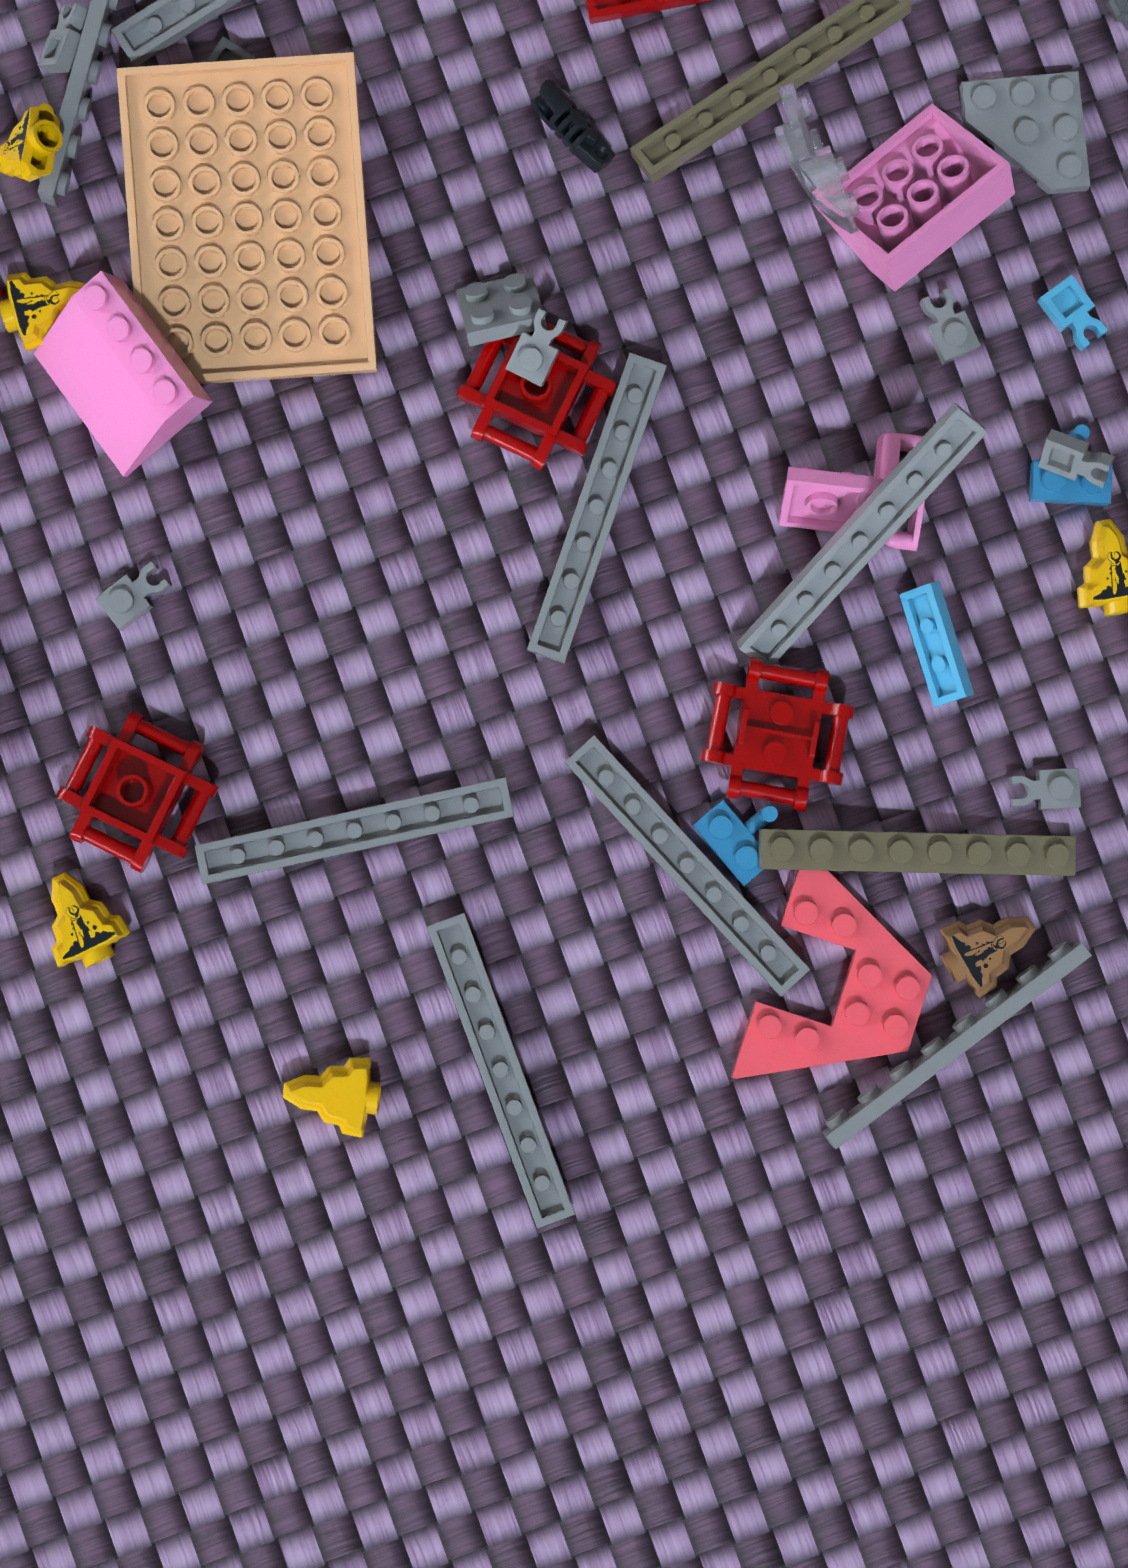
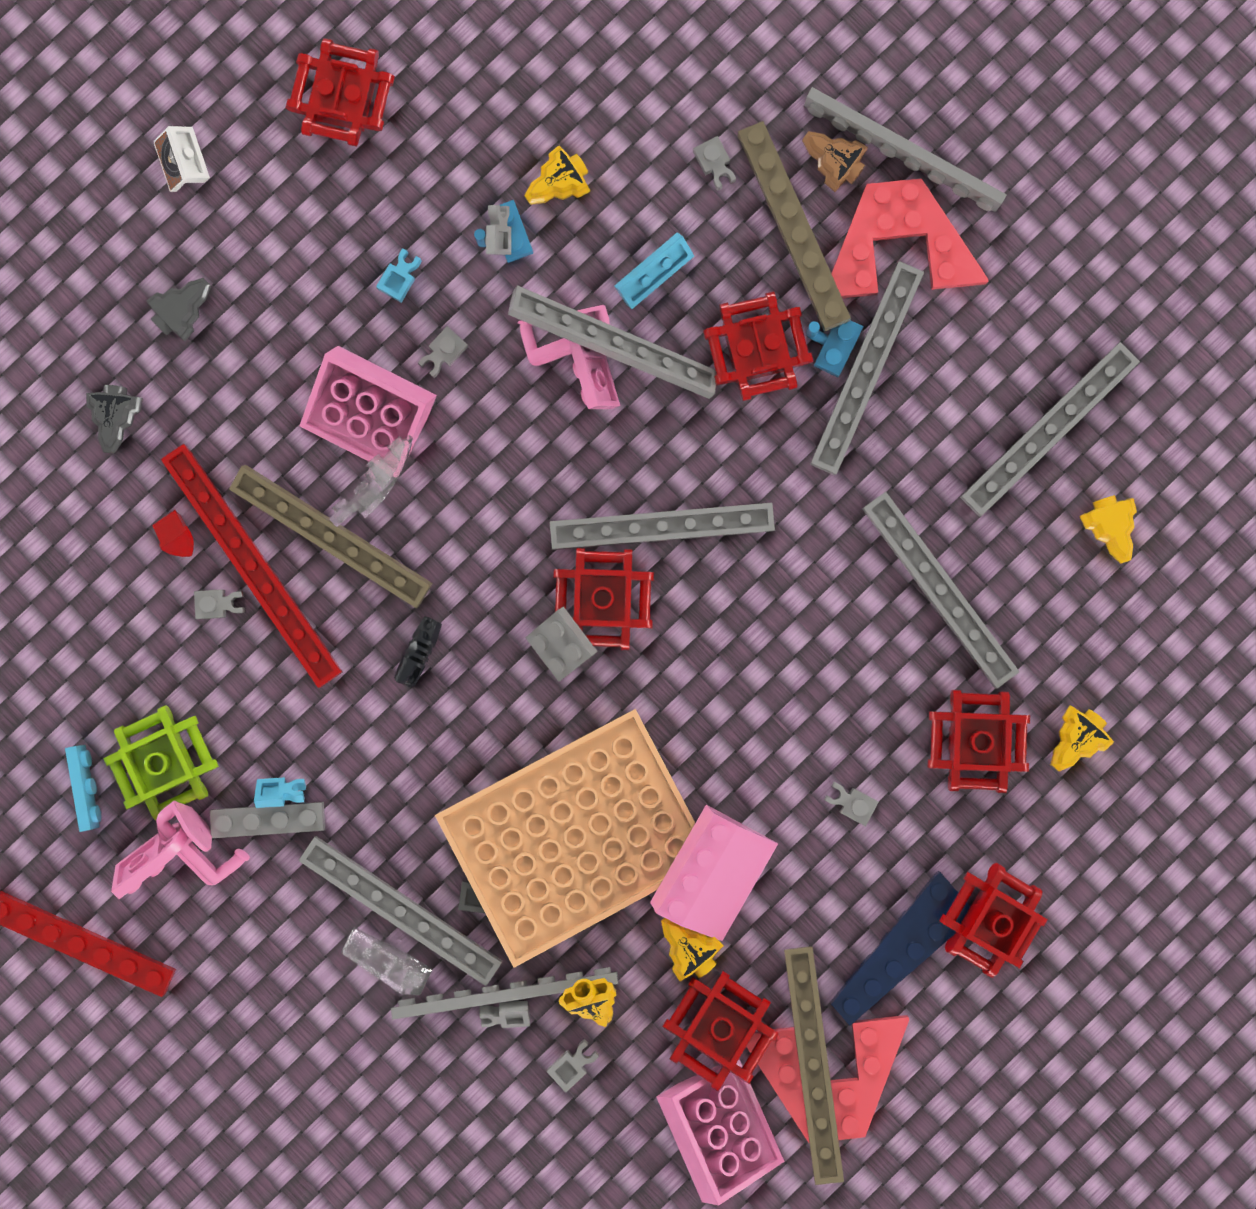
camera: 110 degrees left, 0 degrees up
(534, 353) = (584, 605): light grey plate -> none
(1033, 126) = (286, 354): light grey plate -> none

